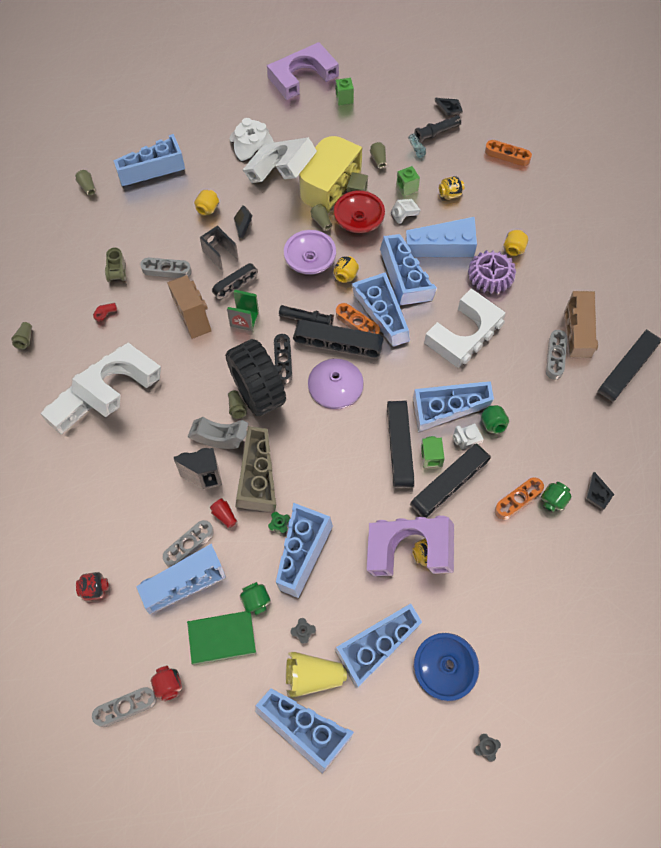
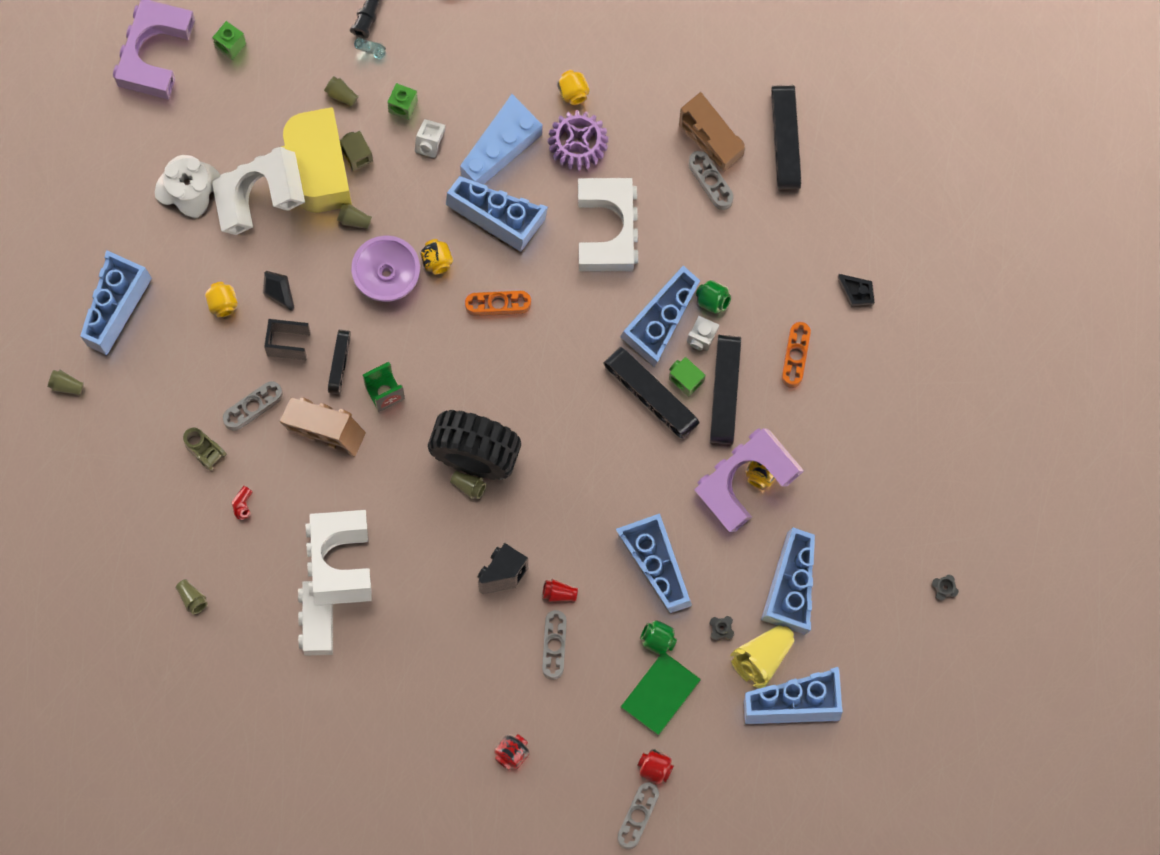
camera: 45 degrees left, 10 degrees up
(181, 579) = (583, 677): light blue wedge -> none
(218, 435) = (484, 525): light grey arch -> none
(256, 477) = (553, 531): dark tan wedge -> none
(279, 352) = (448, 394): black beam -> none
(279, 527) = (612, 563): green plate -> none
(298, 314) = (454, 335): black pin -> none
(335, 392) = (532, 397): lavender dish -> none
(338, 338) = (498, 337): black beam -> none
(359, 211) = (387, 168): red dish -> none
(382, 306) = (510, 268): light blue wedge -> none
(437, 676) = (865, 567): blue dish -> none
(451, 188) = (452, 72): yellow head -> none
(556, 496) = (826, 326): green head -> none

